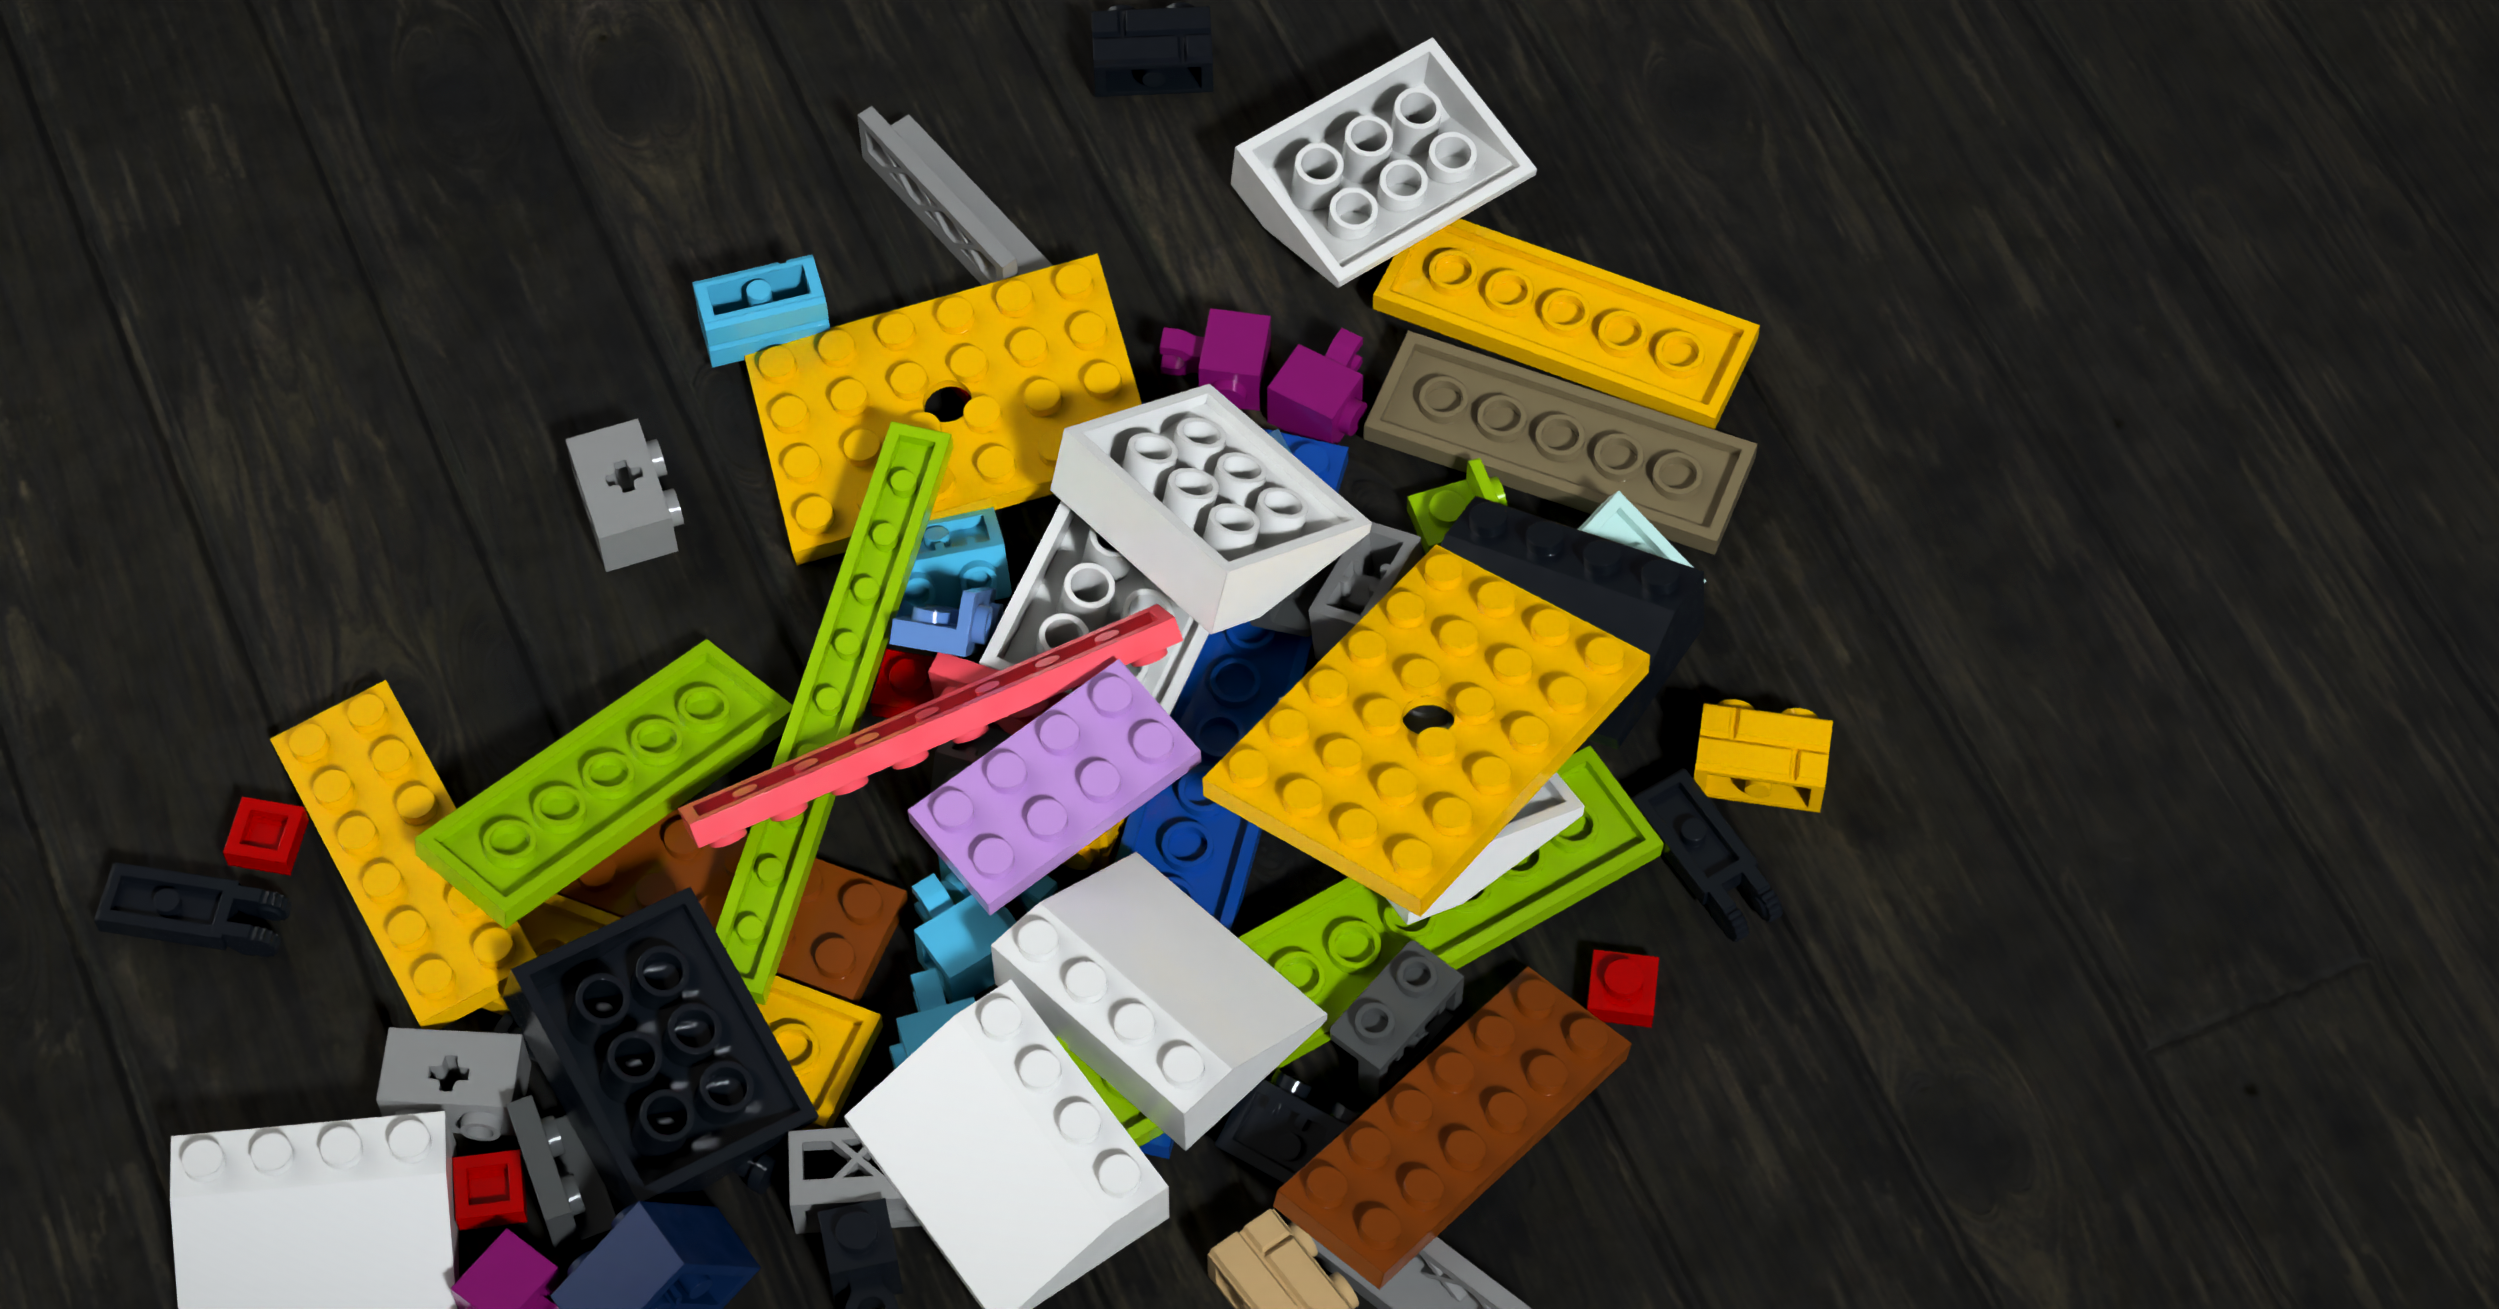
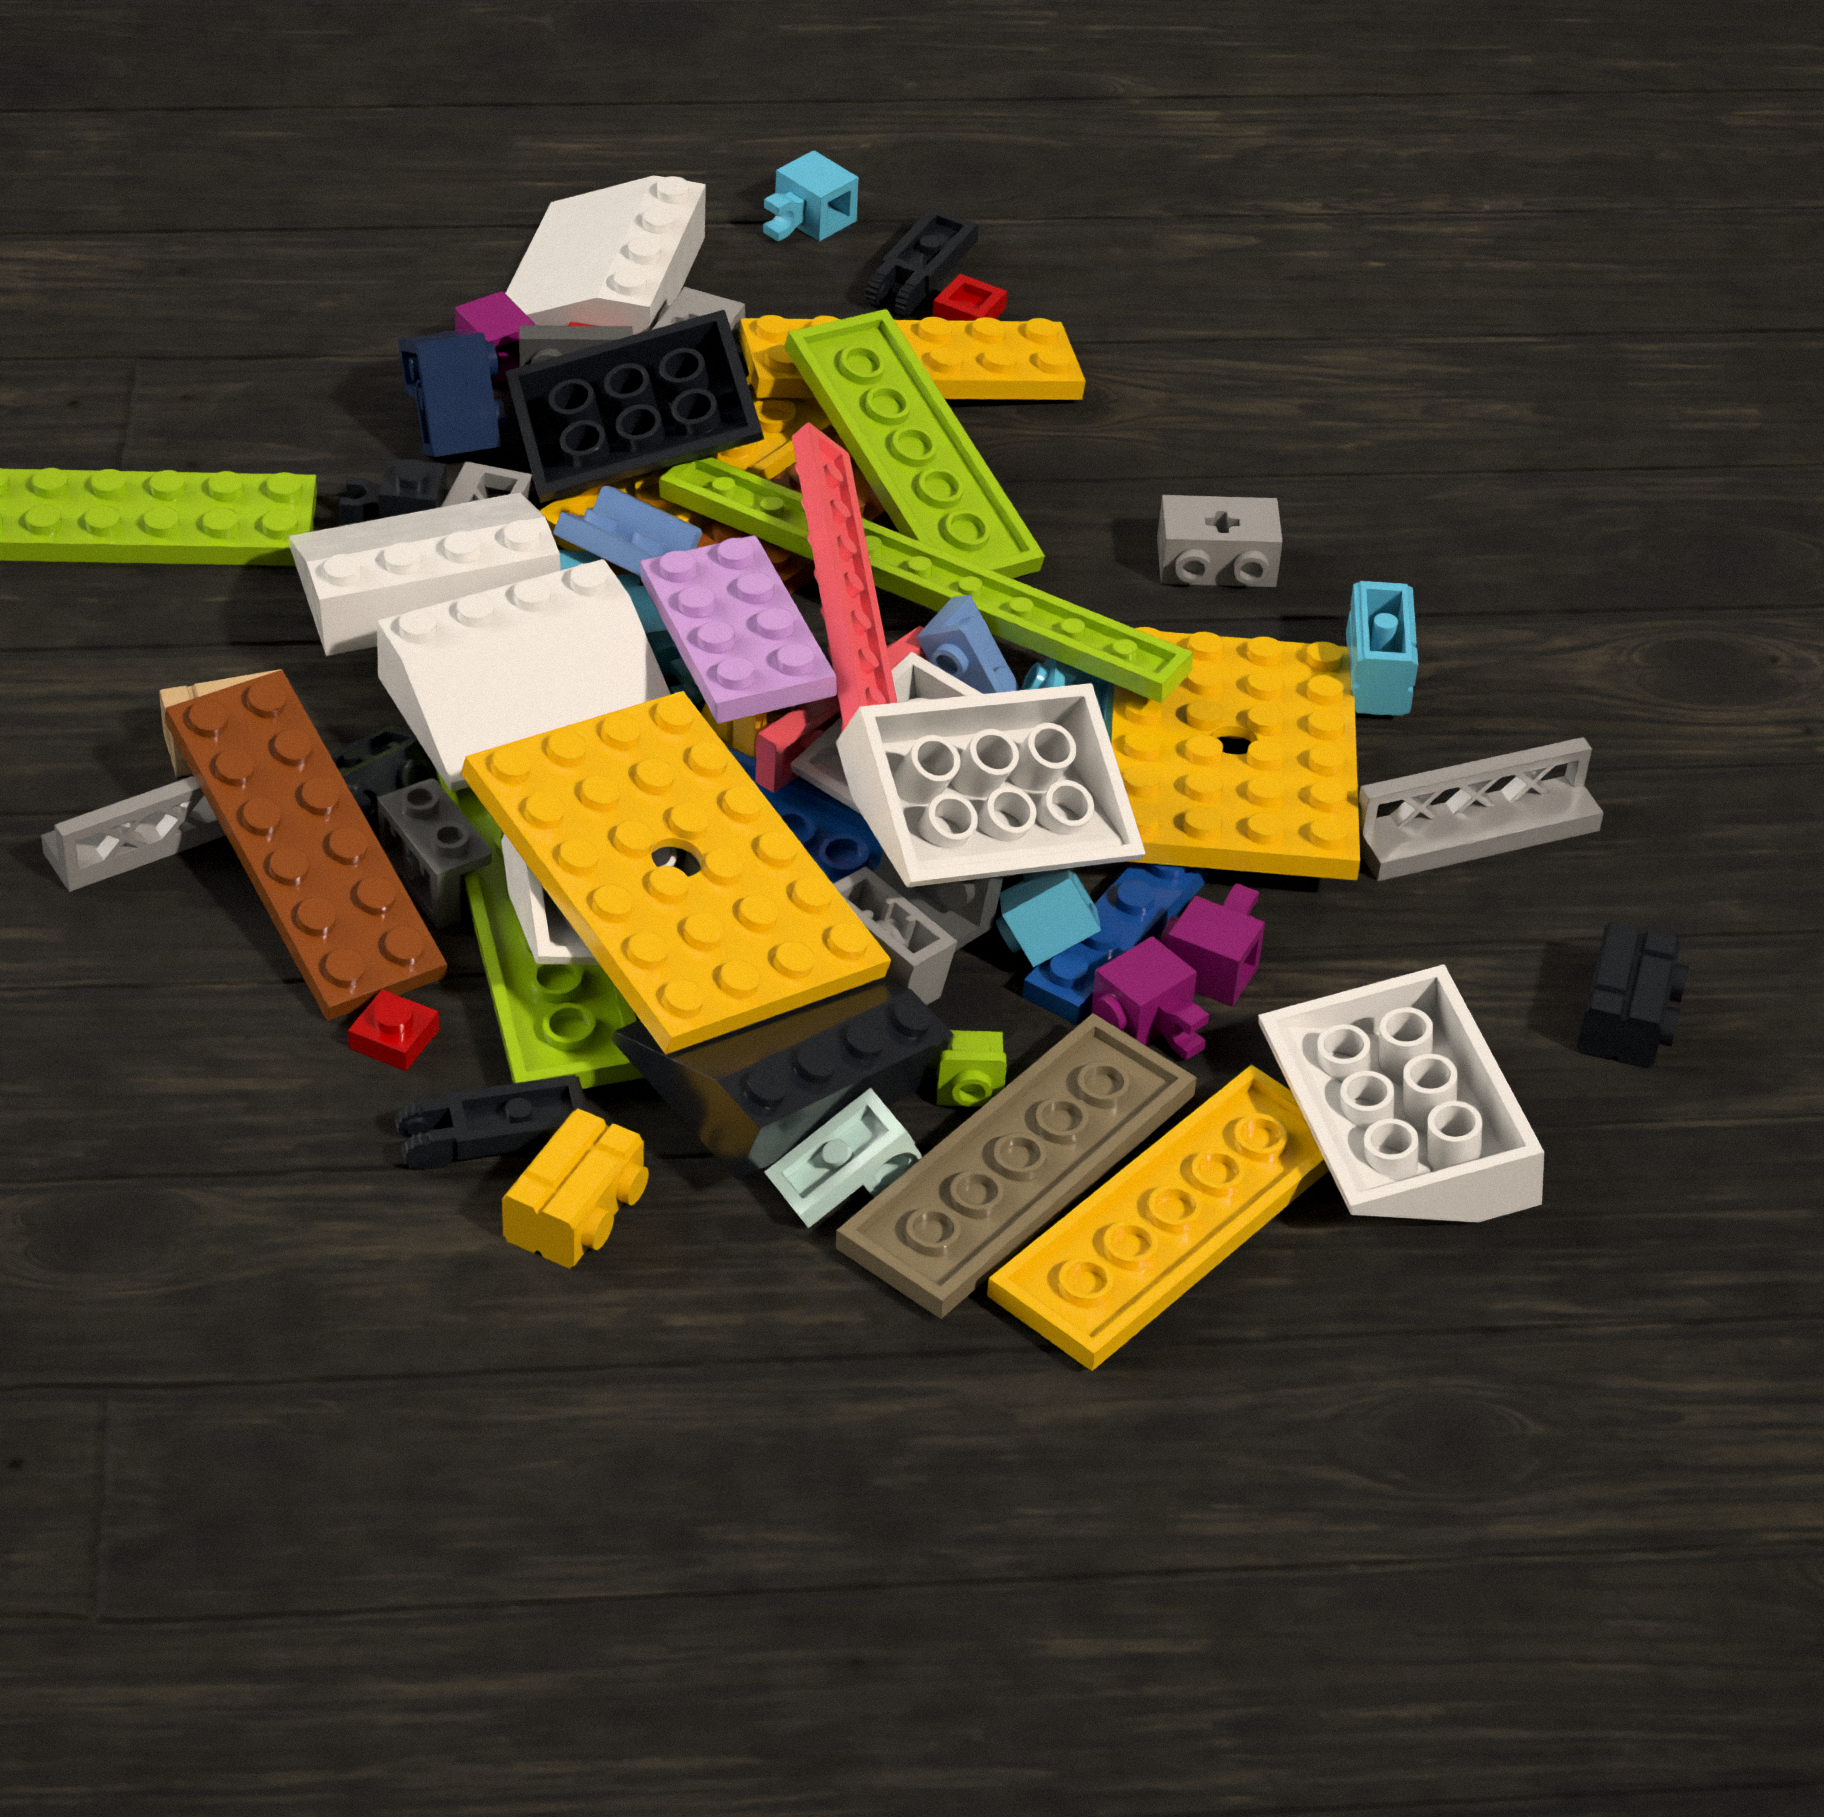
camera: 105 degrees right, 15 degrees down
(105, 1053) = (812, 197): none -> medium azure brick
(877, 988) = (626, 530): none -> medium blue bracket

